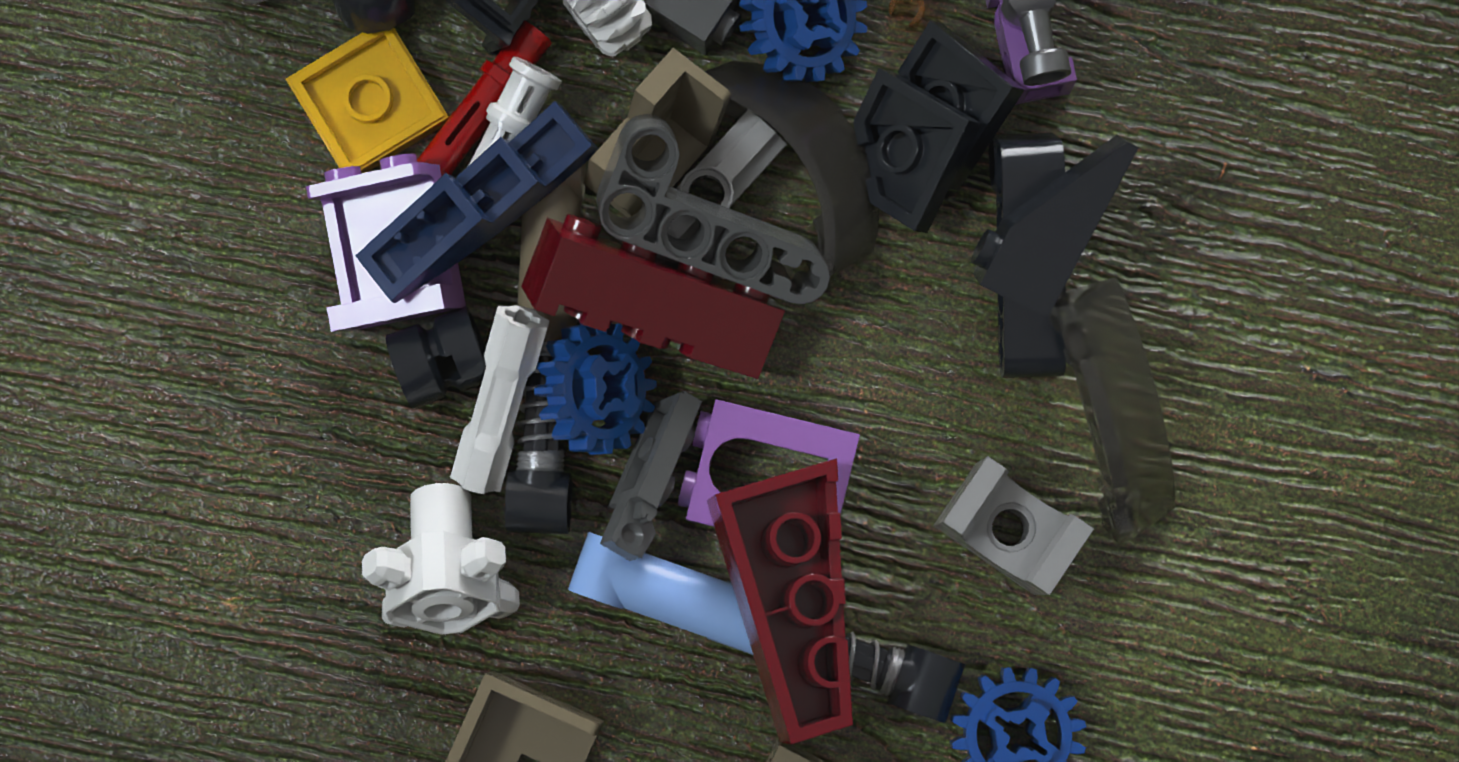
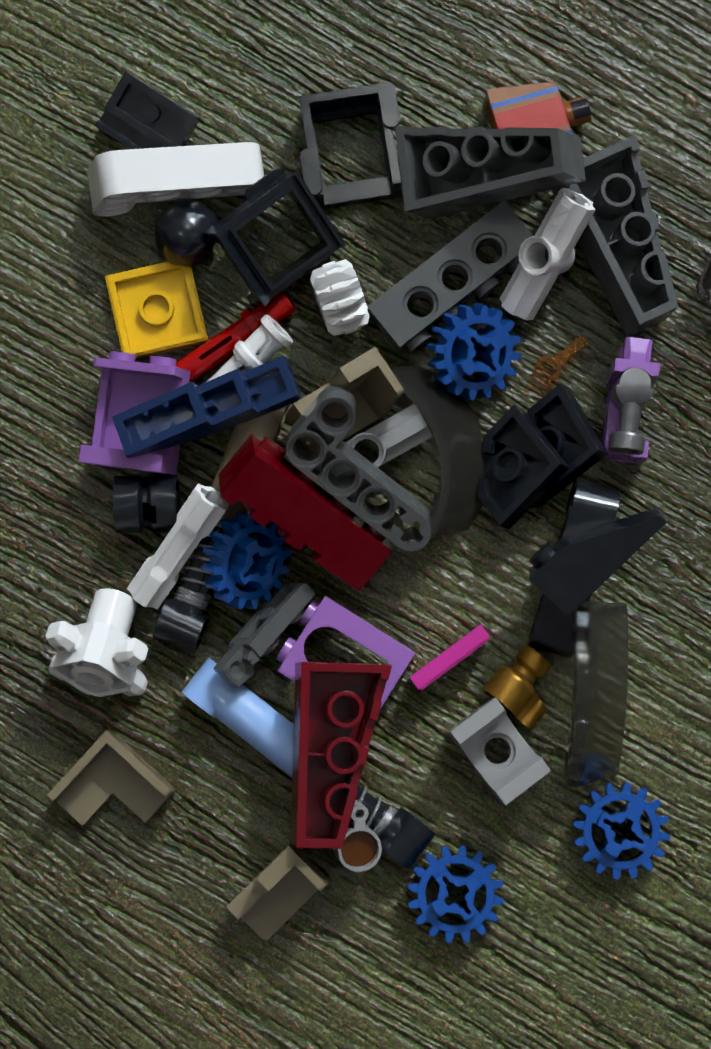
camera: 15 degrees right, 0 degrees up
(875, 710) = (361, 845): none -> piece
(906, 427) = (449, 658): none -> dark pink tile
(1005, 436) = (515, 687): none -> pearl gold piece
(1209, 551) = (630, 811): none -> blue gear

